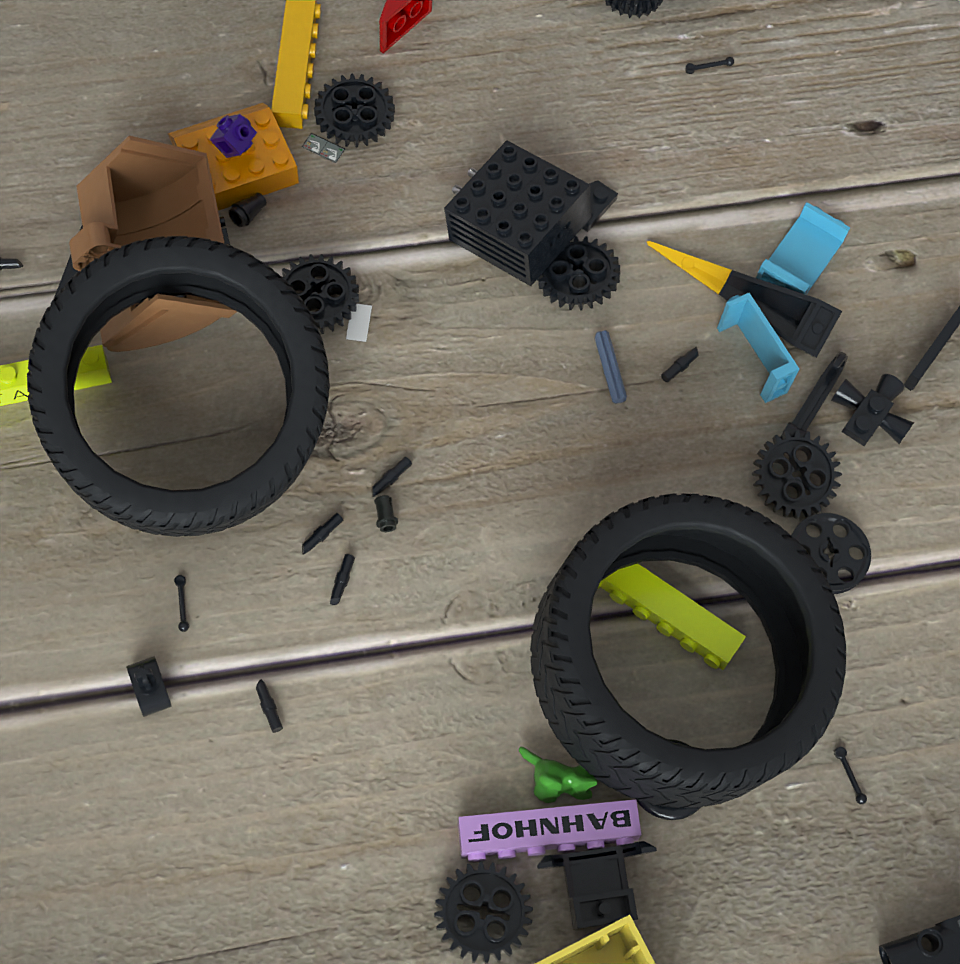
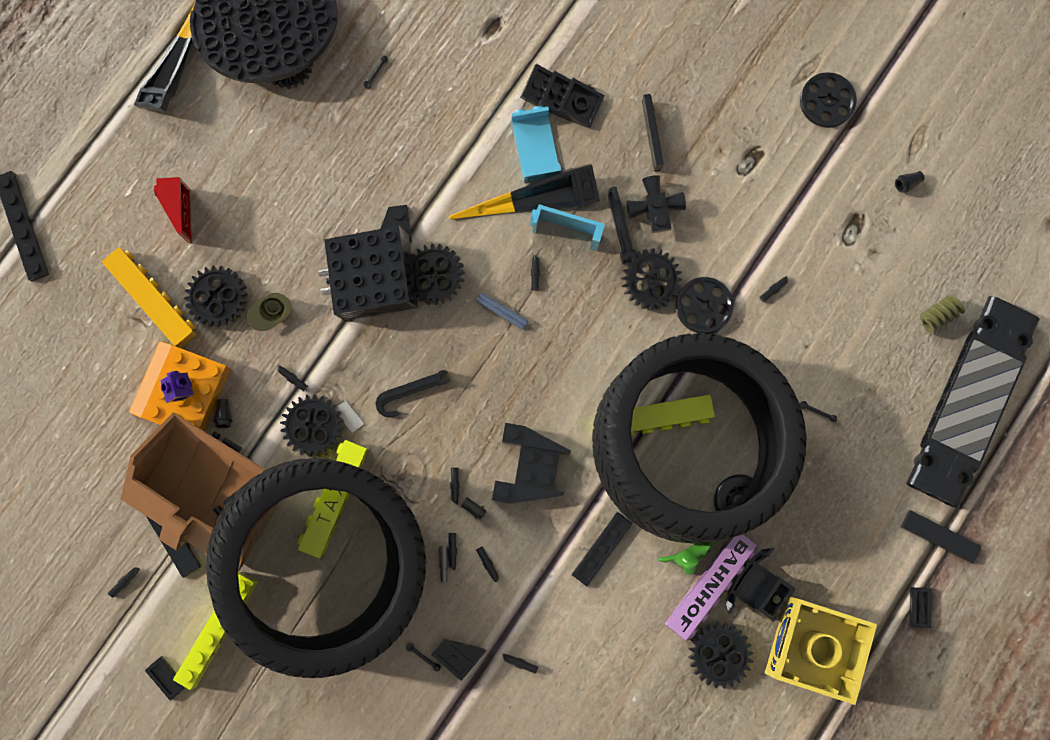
camera: 45 degrees left, 15 degrees up
(148, 686) = (454, 715): black beam -> none
(215, 635) = (458, 657): none -> black wing
(246, 380) = (329, 506): none -> neon yellow brick
(300, 535) = (443, 562): none -> flat silver pin
(323, 148) = (221, 334): light grey sticker -> none
(344, 241) = (292, 378): none -> black piece
(387, 161) = (268, 311): none -> olive piece
(444, 350) = (408, 389): none -> black piece
(472, 680) = (601, 549): none -> black tile
(487, 535) = (535, 466): none -> black wedge
(875, 237) = (562, 96): none -> black slope
(922, 608) = (774, 289): none -> black piece

